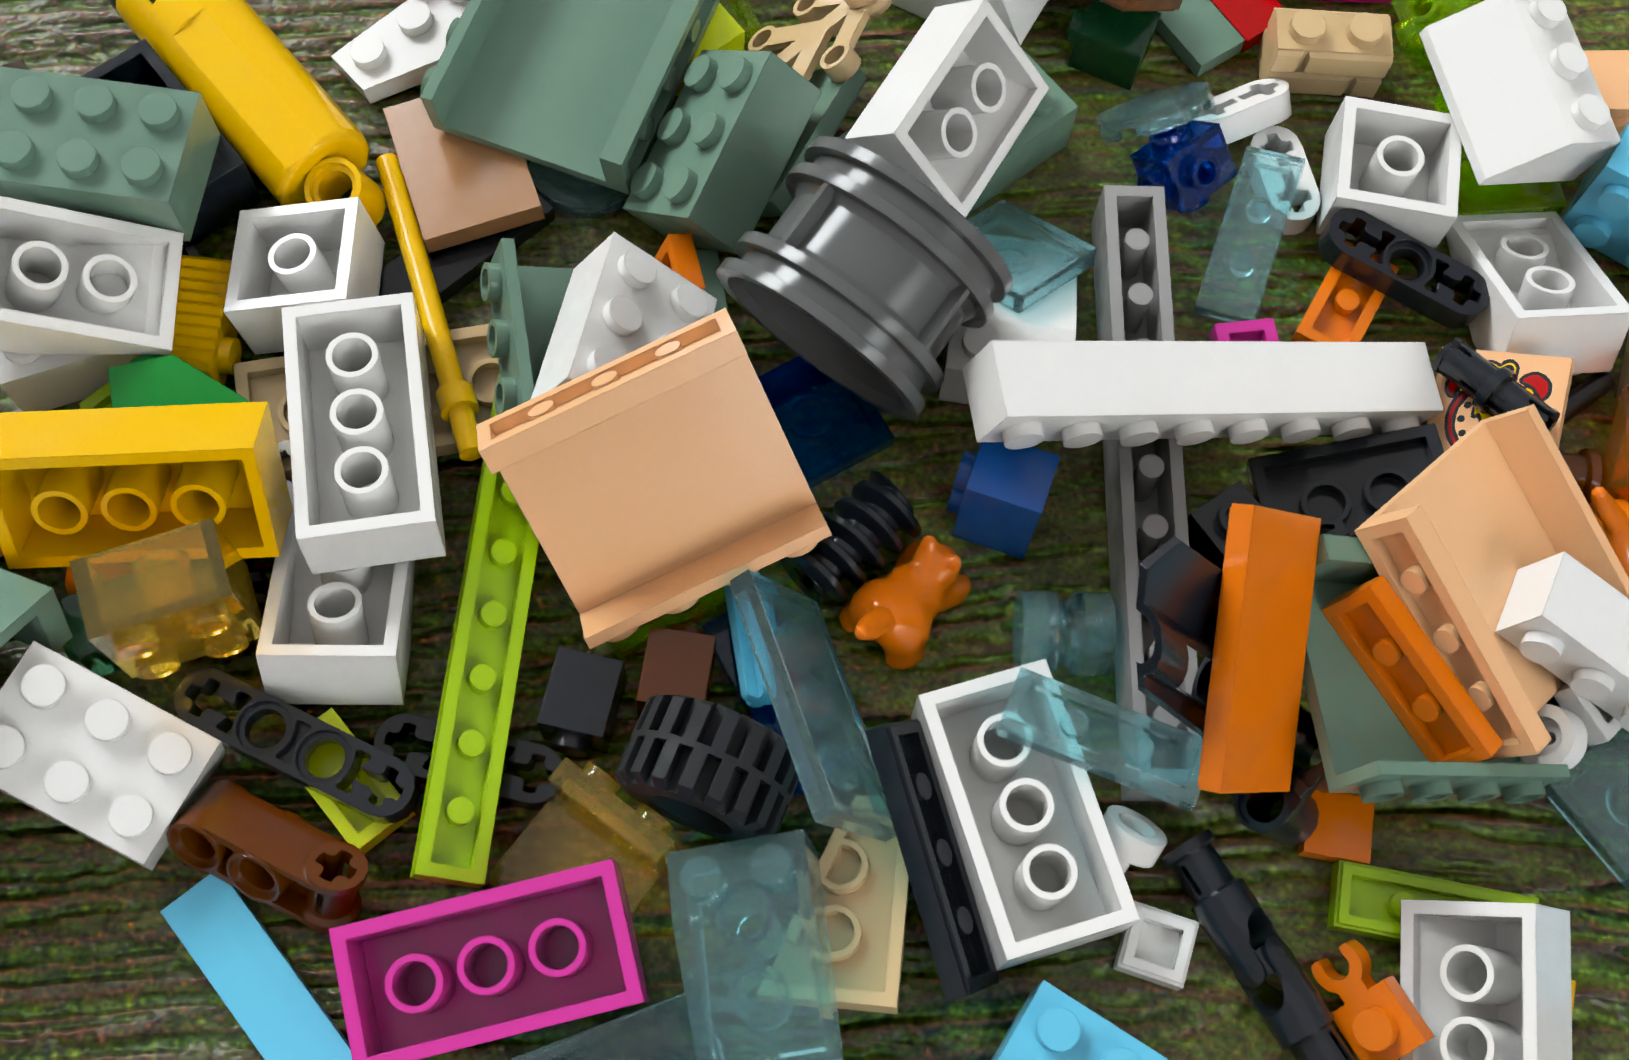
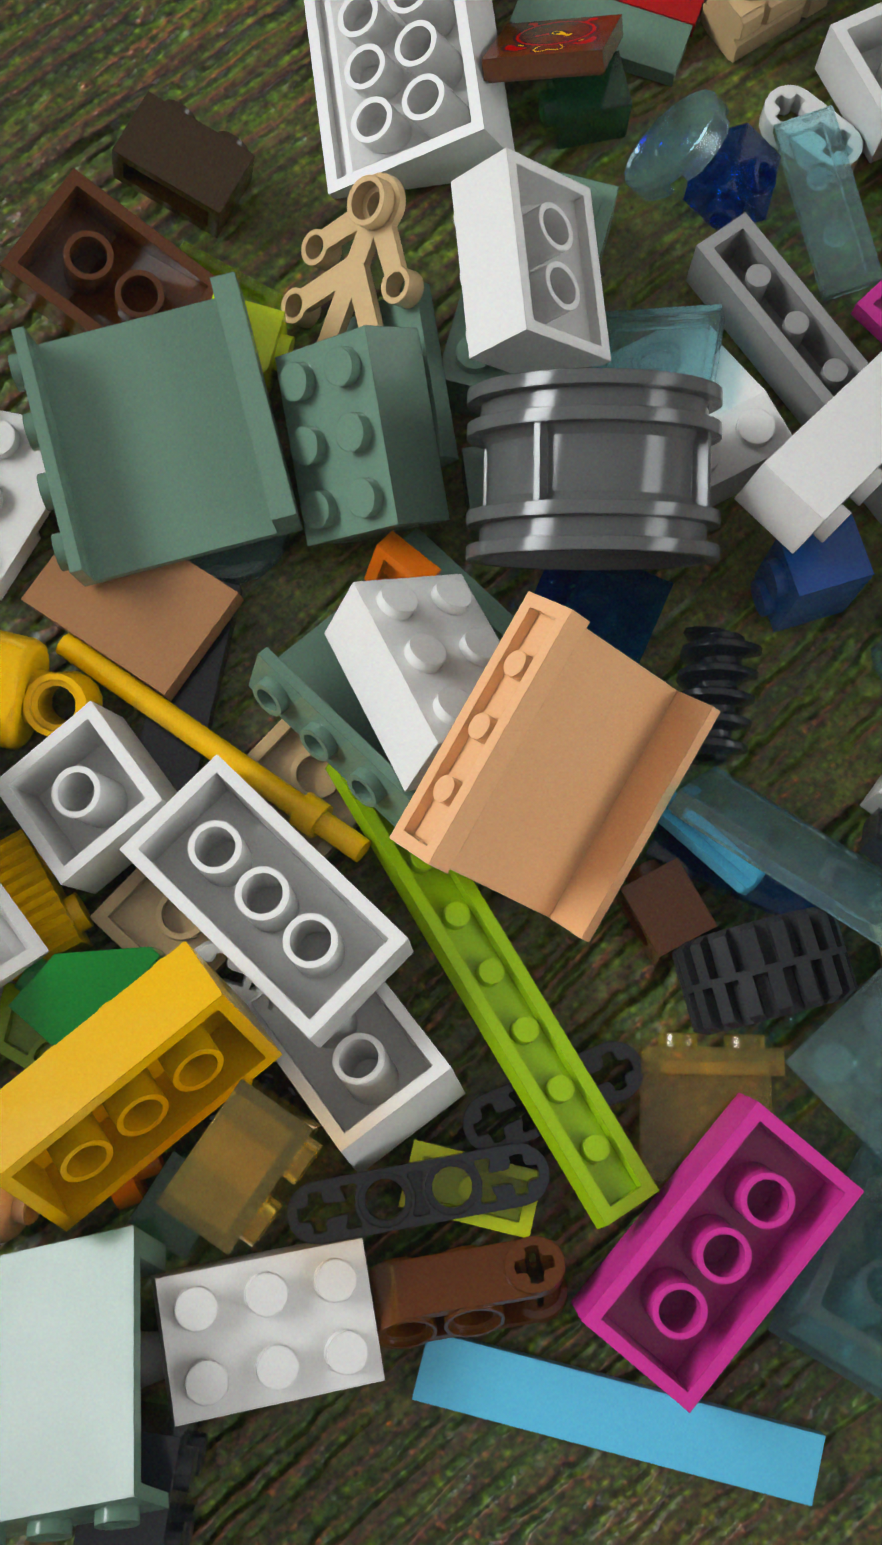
camera: 30 degrees left, 10 degrees up
(582, 702) = (607, 987): black brick -> none
(902, 605) = (789, 715): orange animal -> none
(1250, 108) = (747, 82): white beam -> none

